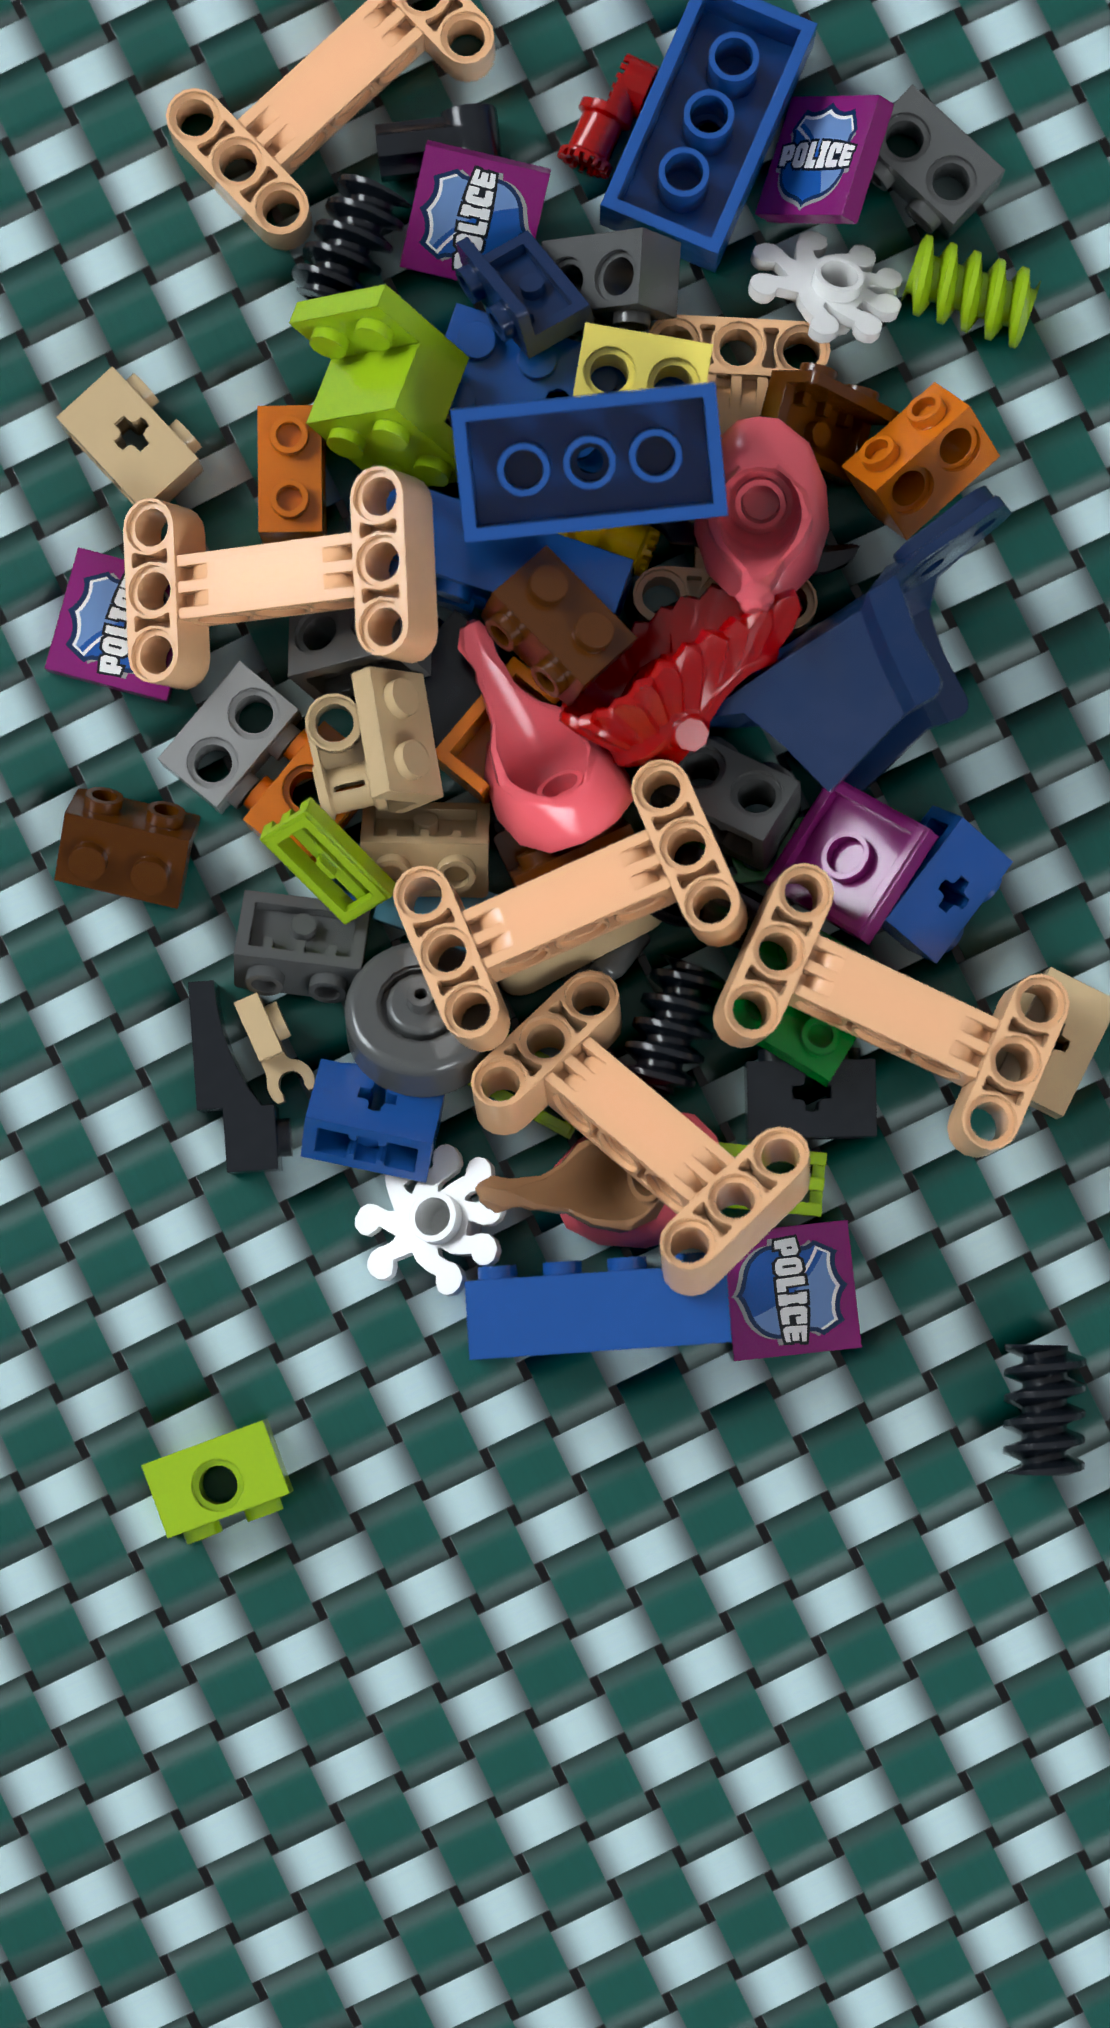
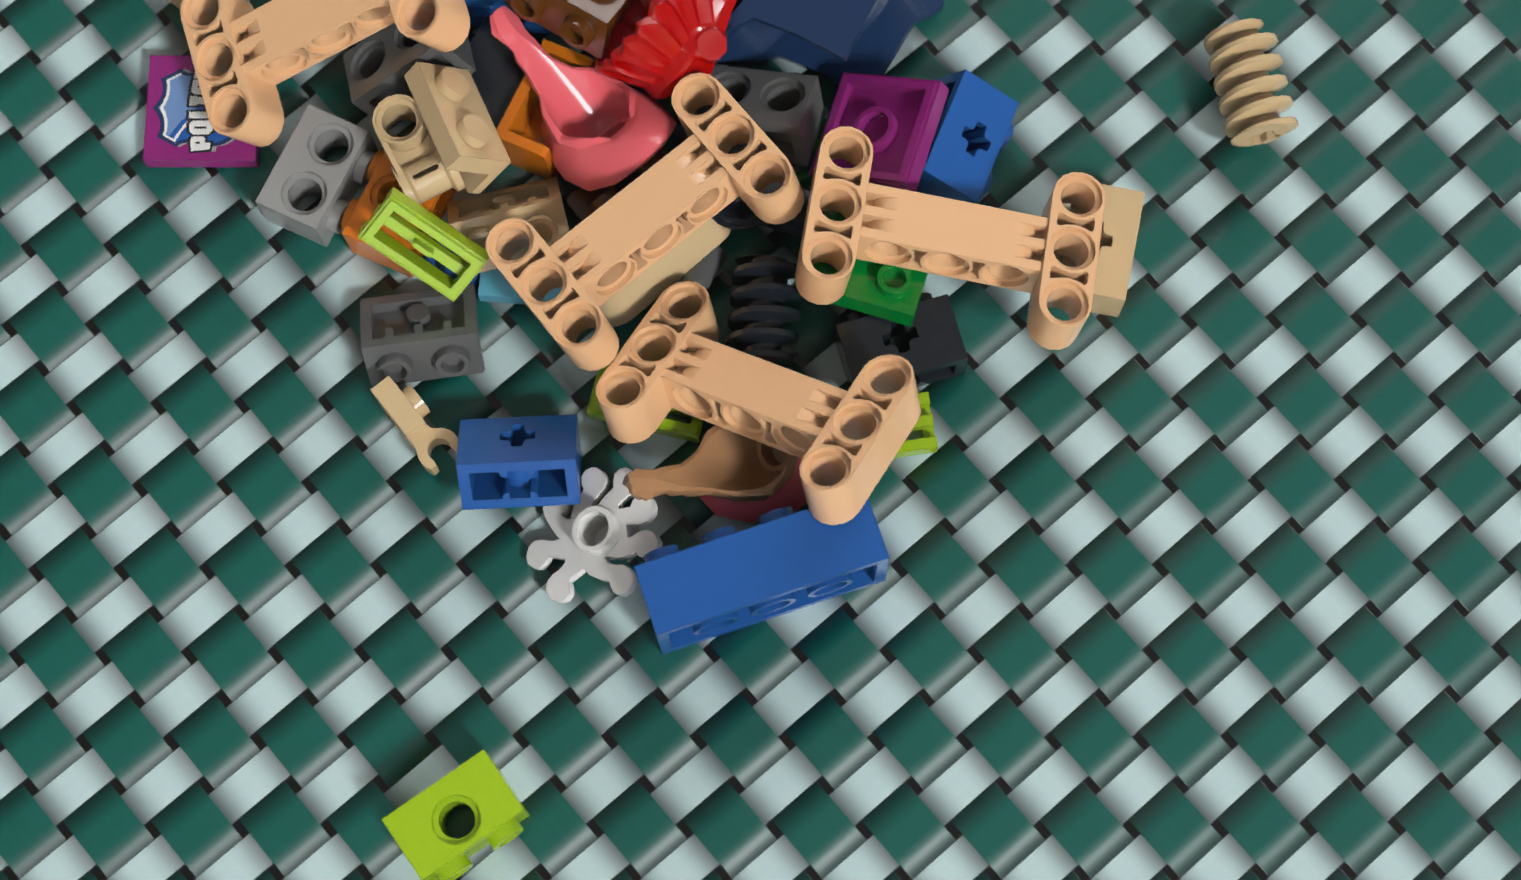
camera: 15 degrees left, 10 degrees down
(126, 846) = (247, 290): reddish brown bracket -> none
(251, 1130) = (413, 496): black slope -> none
(398, 1028) = (527, 375): dark grey wheel -> none
(795, 1294) = (933, 520): tile -> none
(1044, 1410) = (1182, 559): black piece -> none

